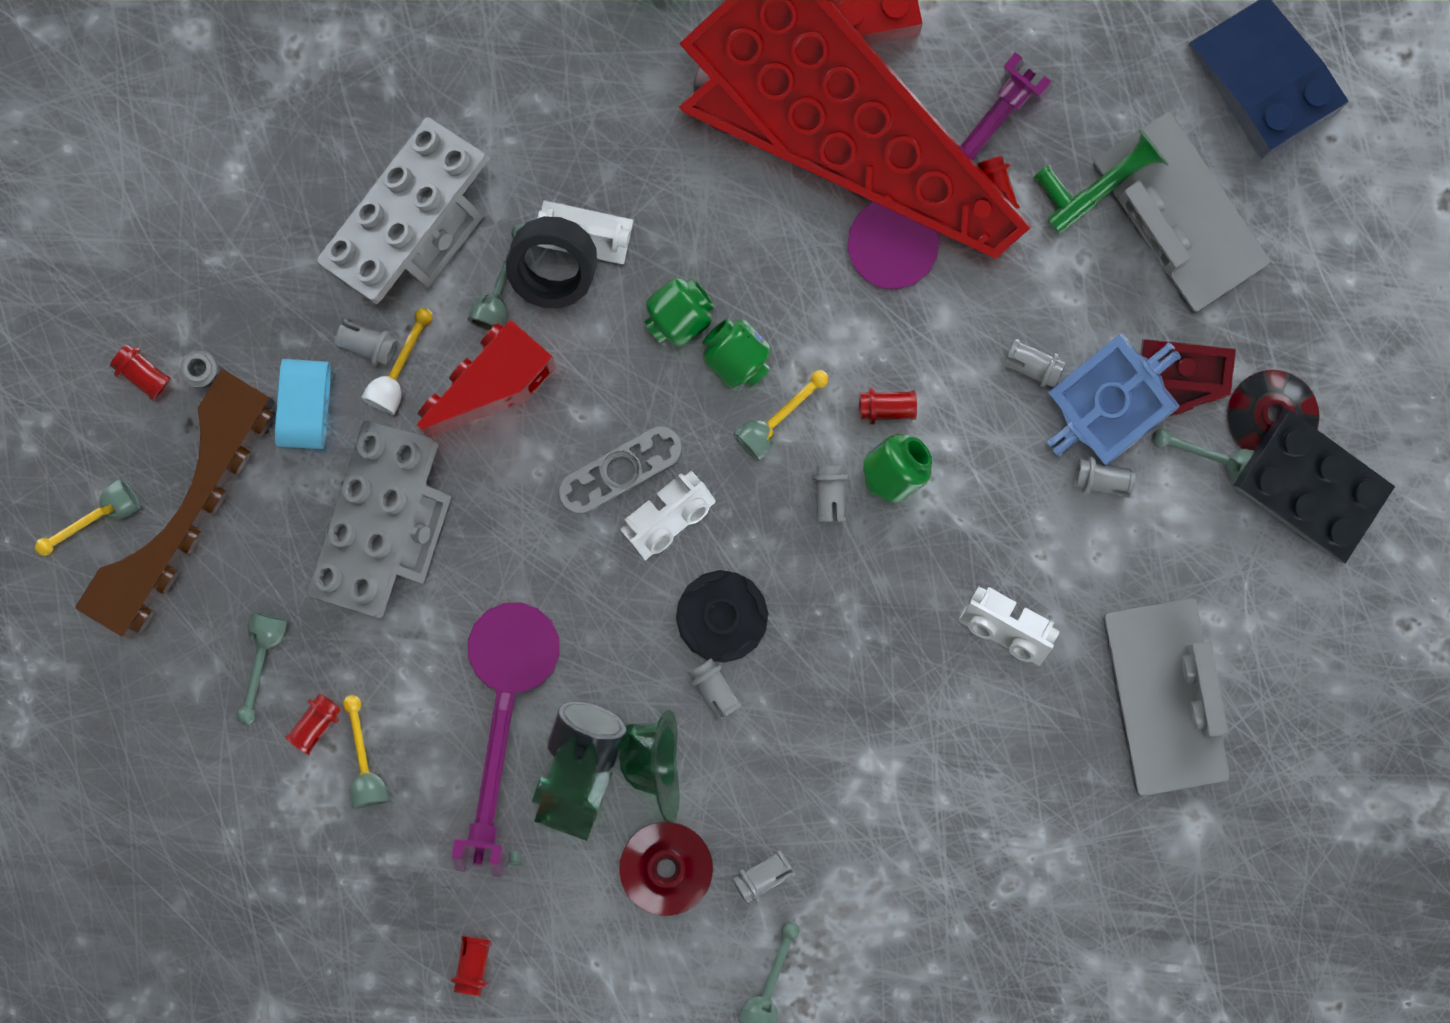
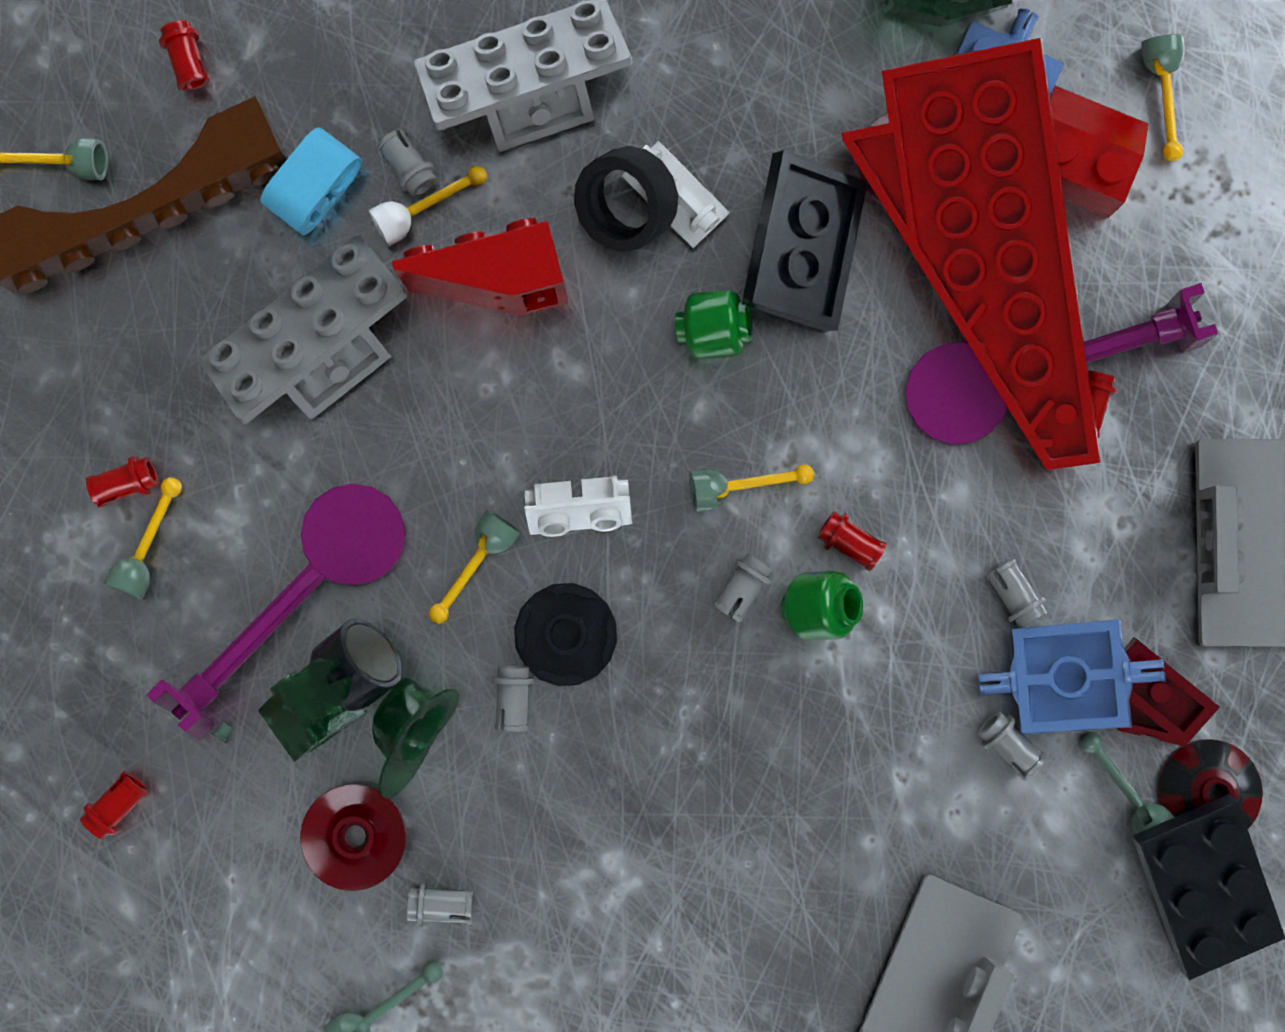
camera: 40 degrees right, 0 degrees up
(198, 358) = (227, 88): light grey pin -> none
(265, 633) = (136, 368): sand green hinge -> none
(490, 308) = (542, 204): sand green hinge -> none
(618, 579) = (493, 537): none -> hinge
(656, 463) = (525, 422): light grey beam -> none
(705, 206) = (804, 241): none -> black plate
(736, 353) = (742, 398): green head -> none
(989, 618) = (837, 847): white hinge -> none
(1075, 207) = (1148, 471): green piece -> none

